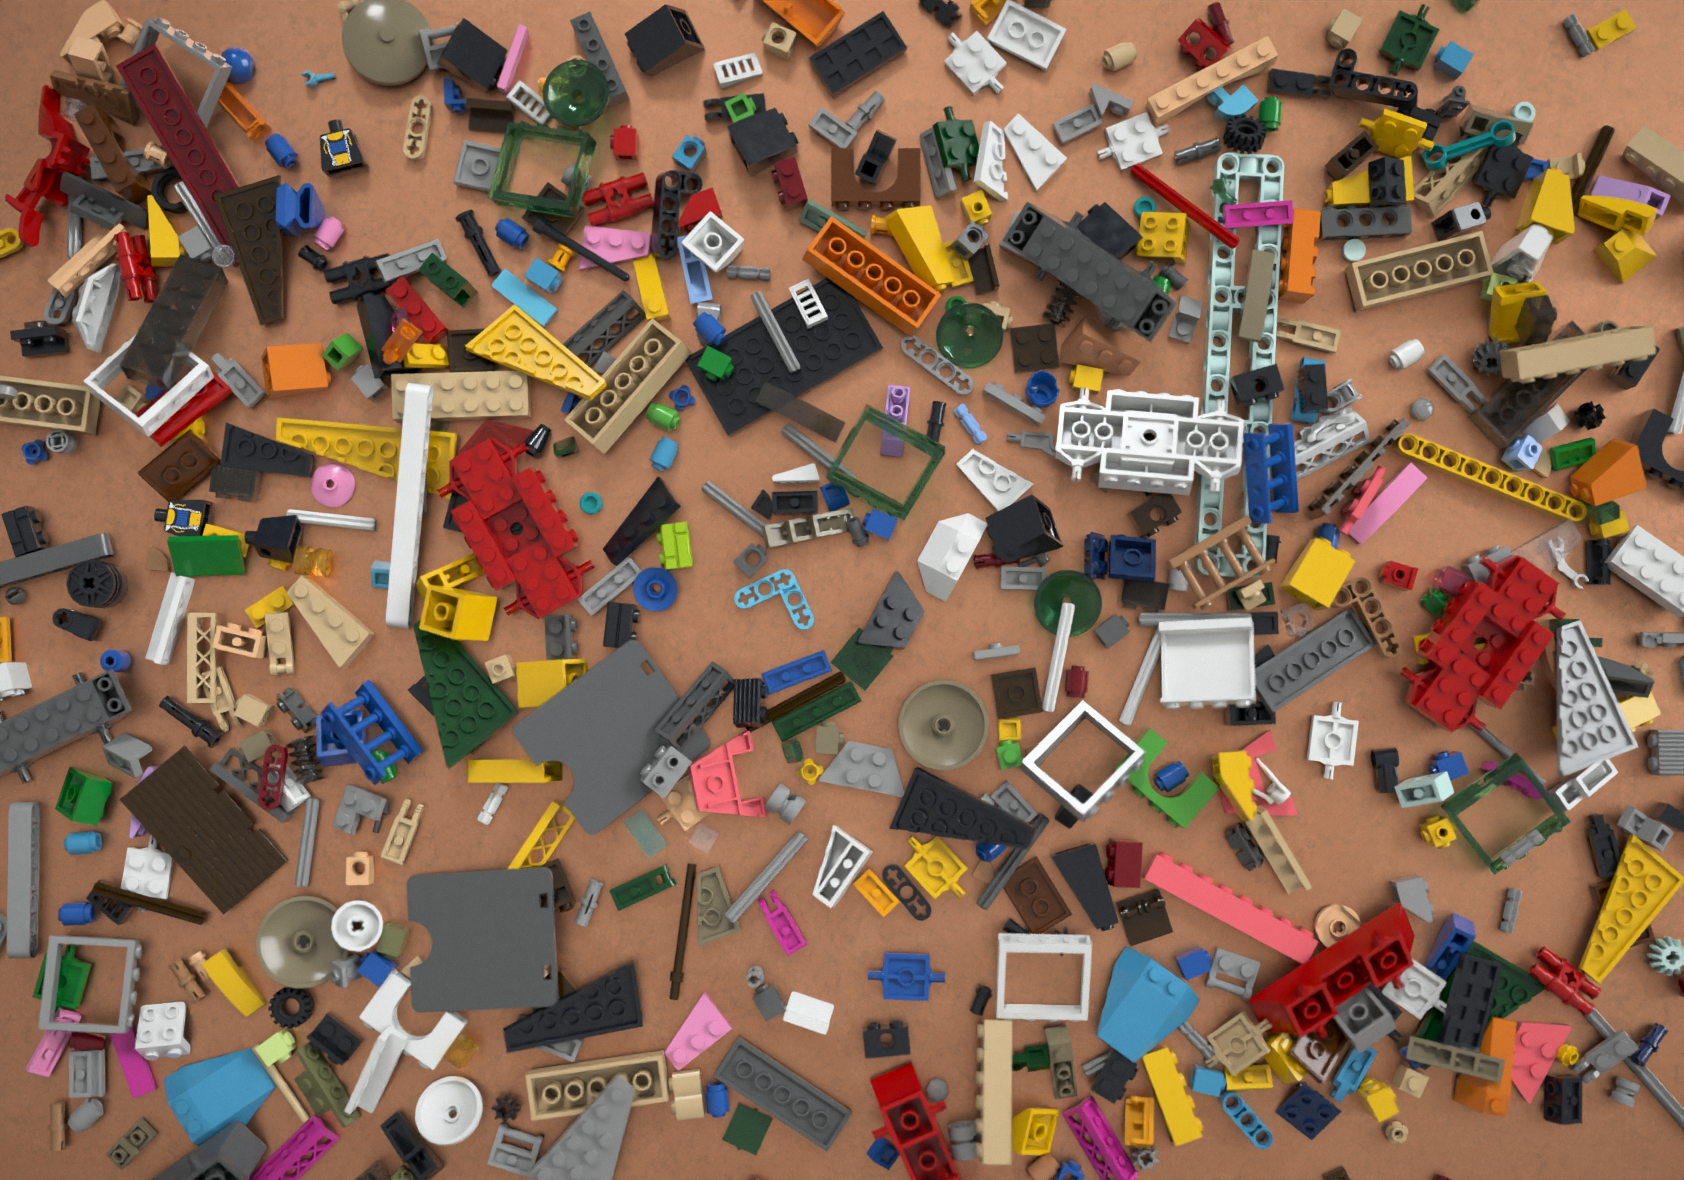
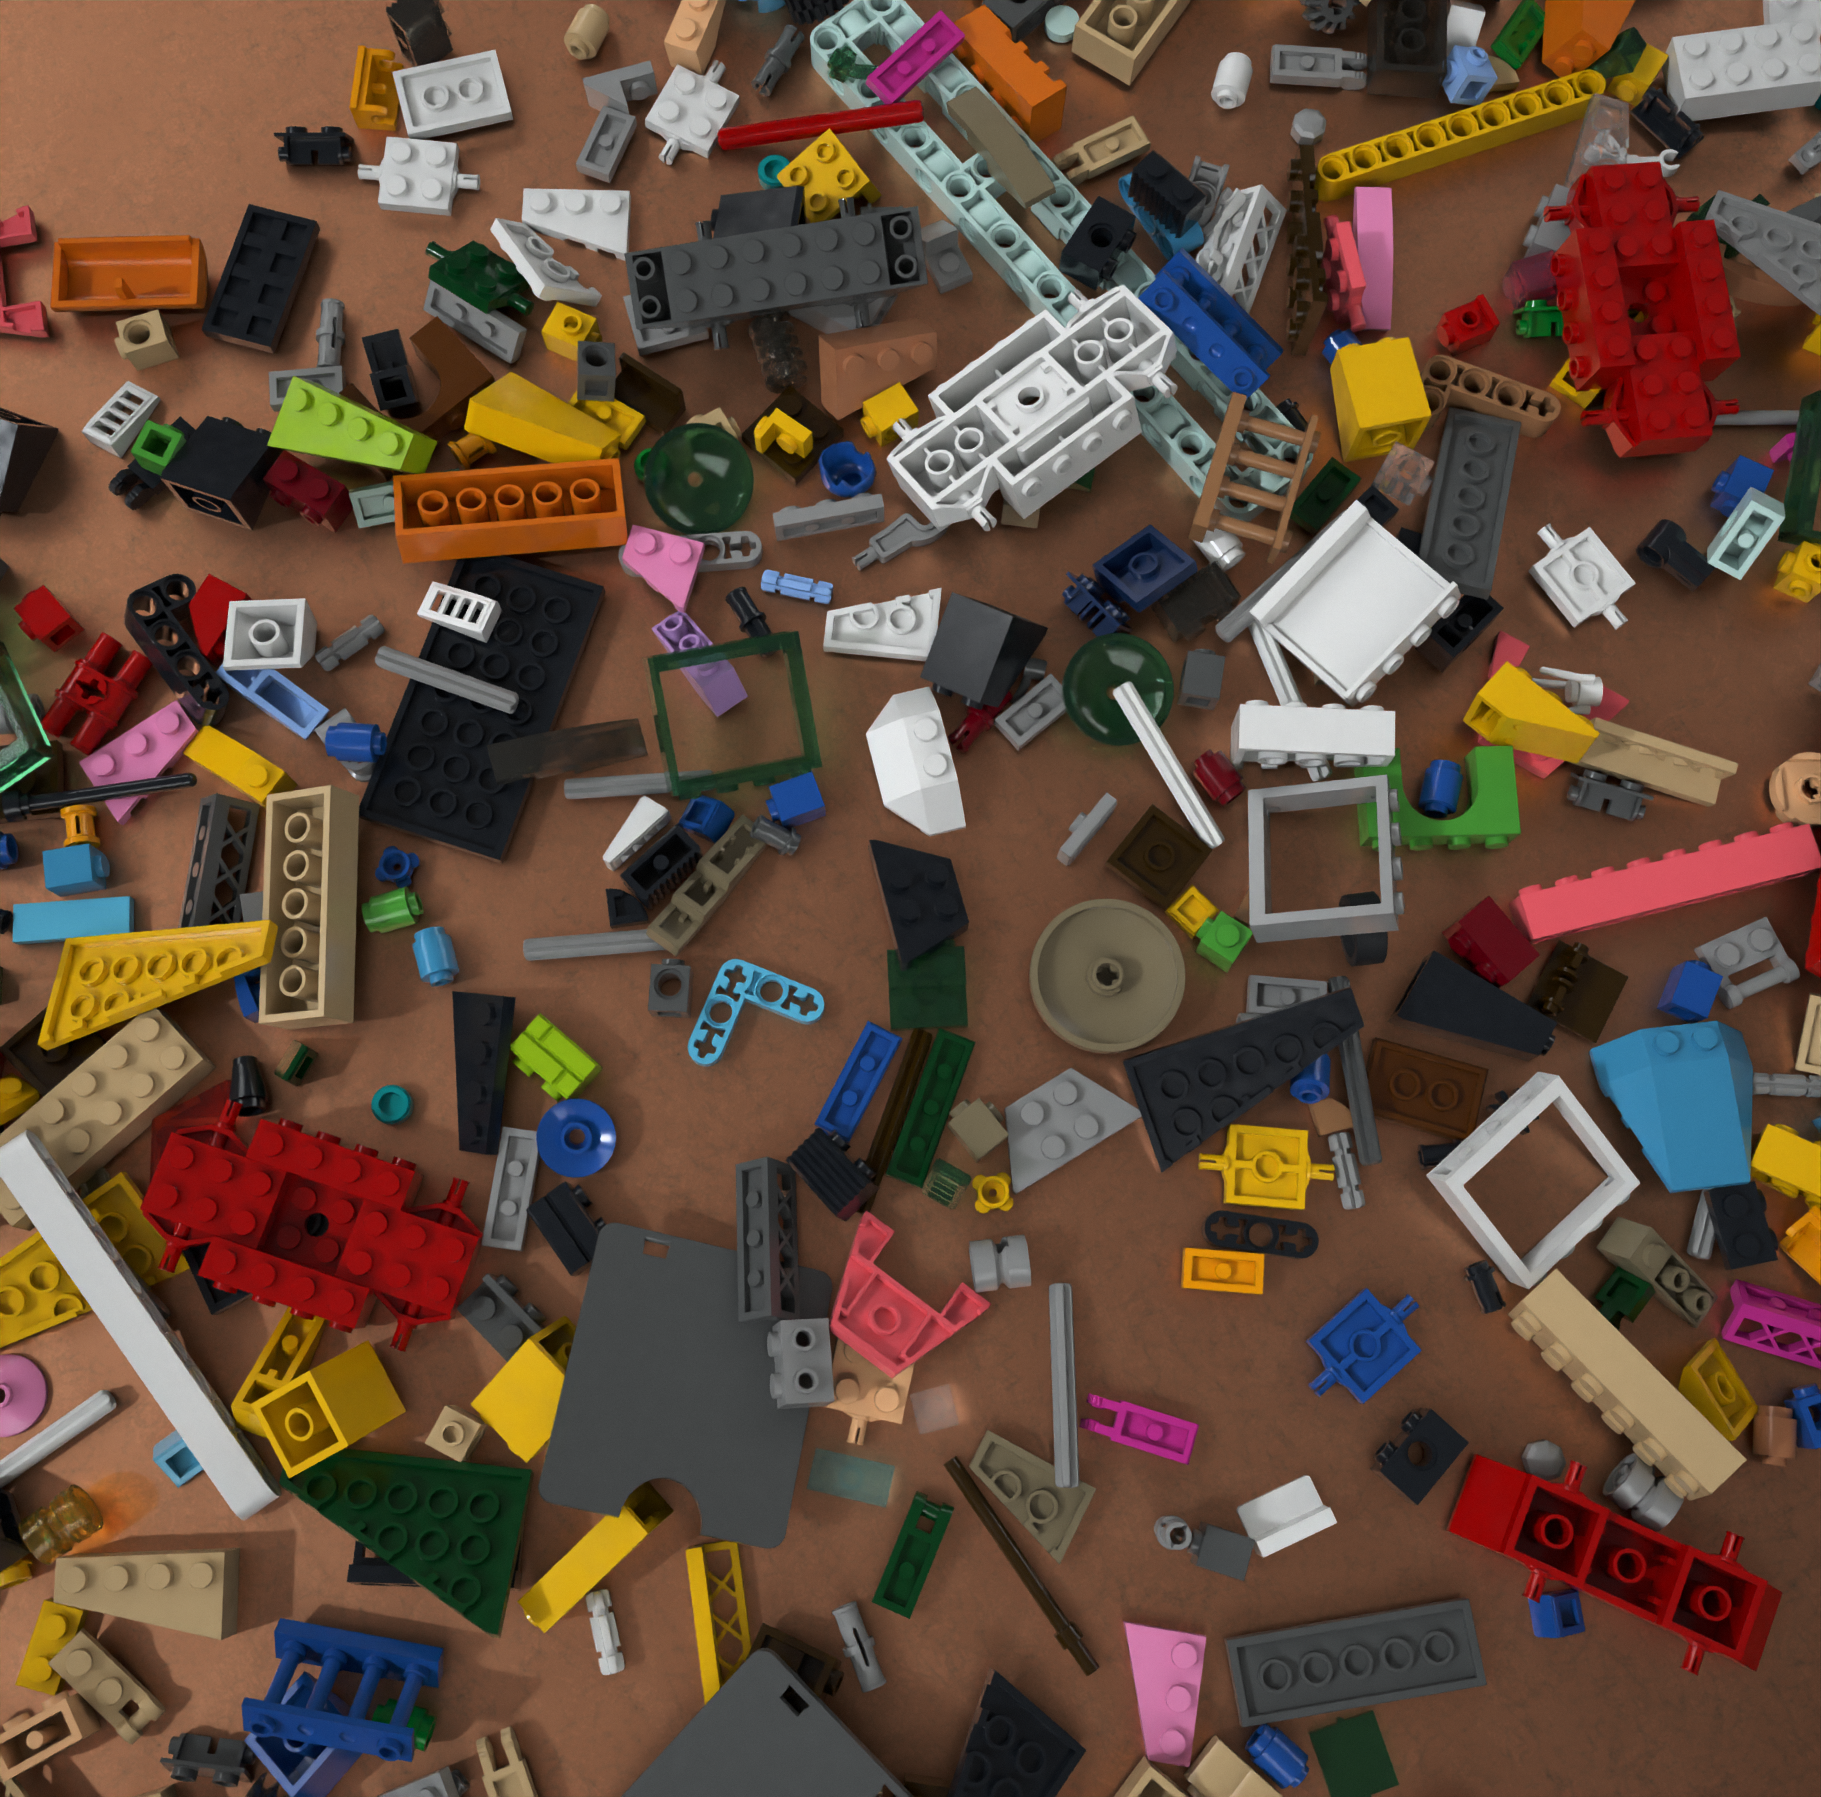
camera: 50 degrees left, 10 degrees down
(689, 163) = (134, 550): dark azure brick -> none
(715, 364) = (403, 782): green brick -> none
(829, 173) = (337, 428): none -> lime wedge
(840, 866) = (1147, 1278): white wedge -> none
(919, 361) = (665, 562): none -> bright pink wing
(969, 899) = (1346, 1170): none -> light grey axle
(1029, 351) = (788, 434): none -> yellow bracket
(1132, 703) = (1312, 735): none -> white wedge
(1141, 517) = (1120, 478): dark brown brick -> none
(1251, 595) = (1324, 487): tan bracket -> none

